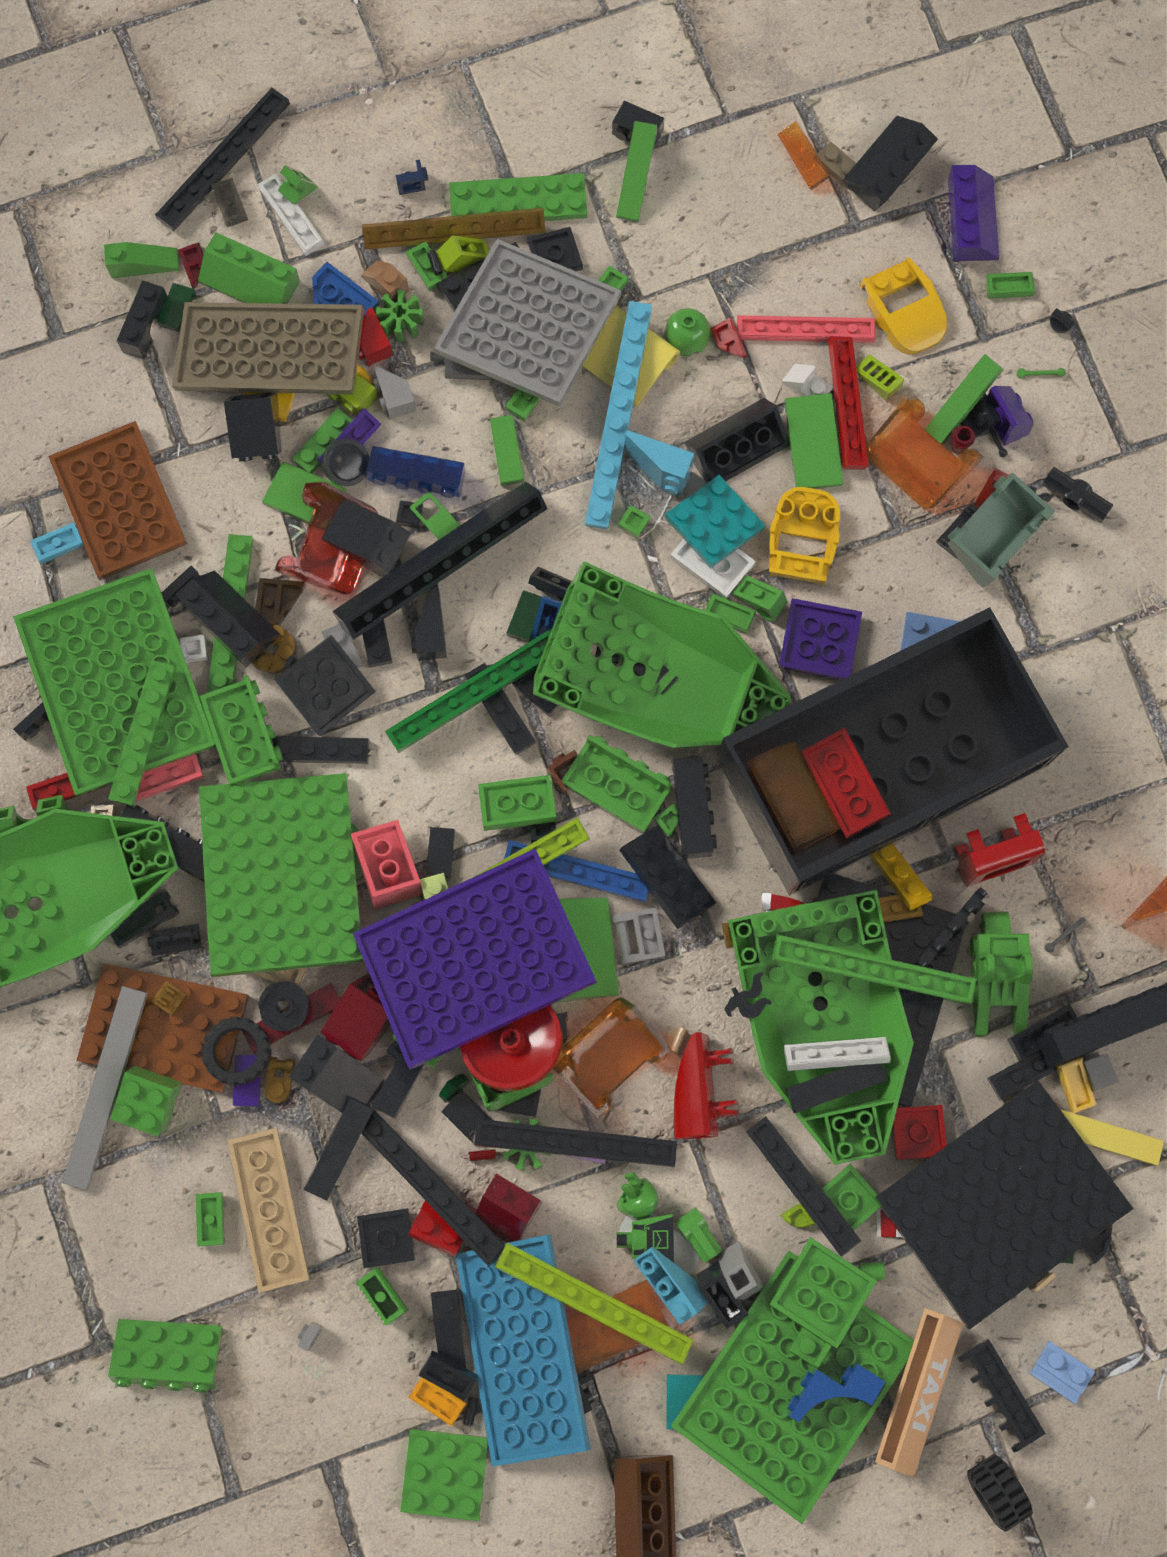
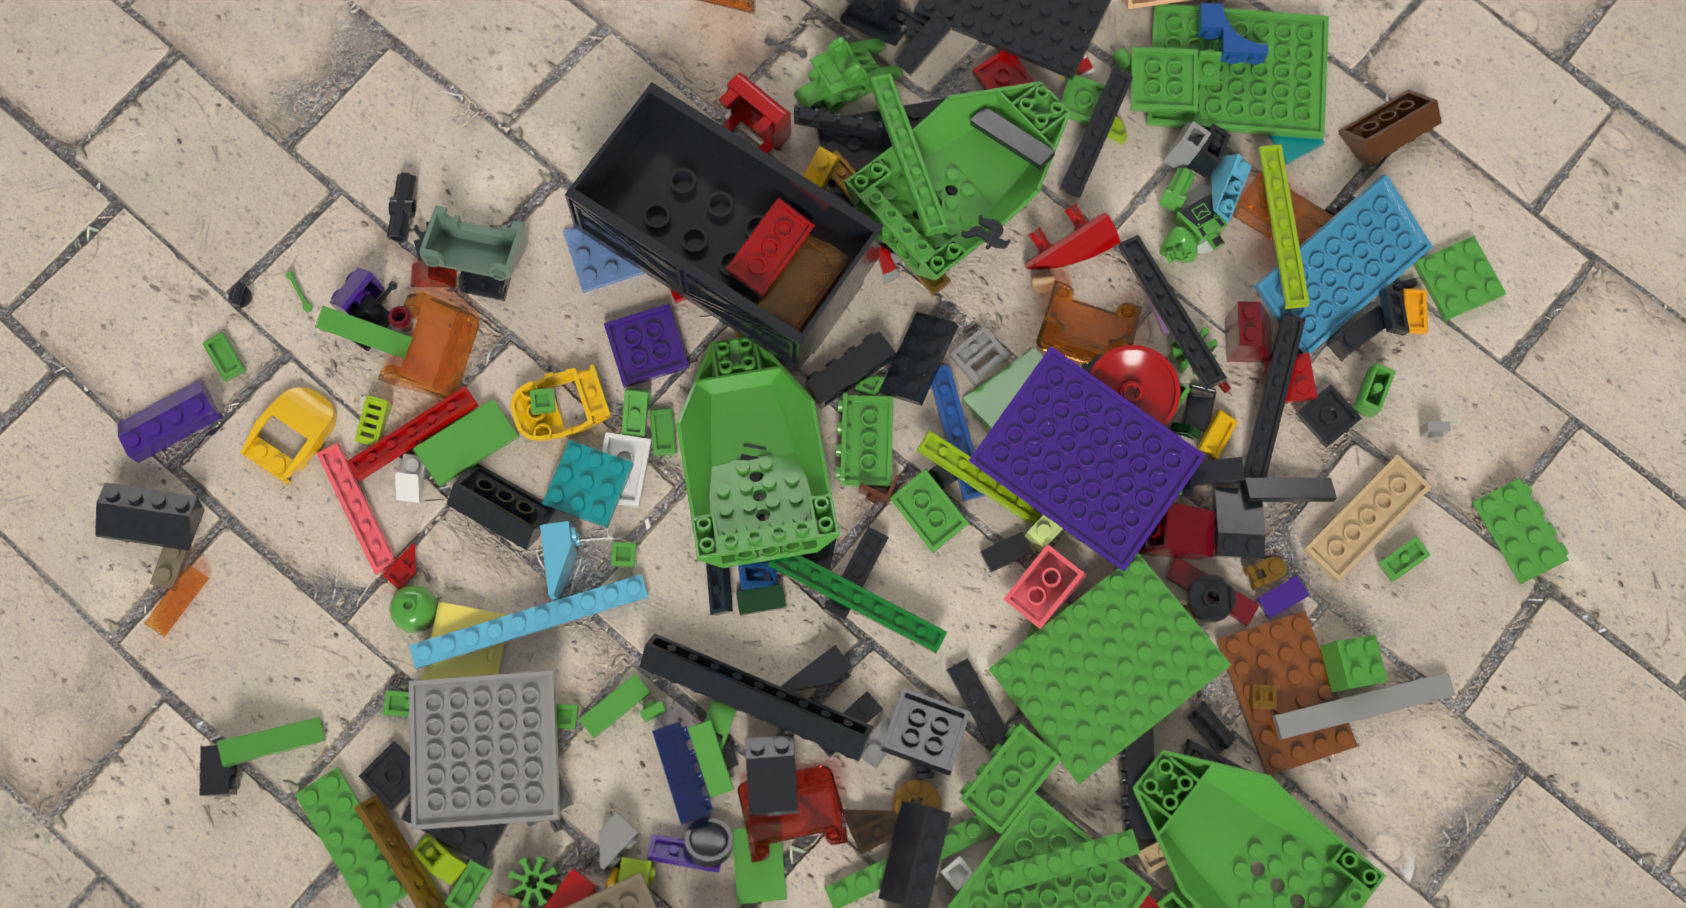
camera: 125 degrees left, 0 degrees up
(170, 777) = (1080, 817): coral plate -> none
(215, 1035) = (1286, 596): black tyre -> none
(307, 456) = (696, 880): bright green plate -> none
(413, 499) = (711, 758): none -> bright green tile
(432, 1116) = (1217, 435): none -> yellow tile
(434, 261) = (463, 879): black piece -> none
(483, 475) = (652, 710): none -> bright green plate
(812, 517) = (542, 401): none -> bright green plate
(837, 1053) = (989, 149): white tile -> none
(995, 1070) = (924, 43): none -> black plate

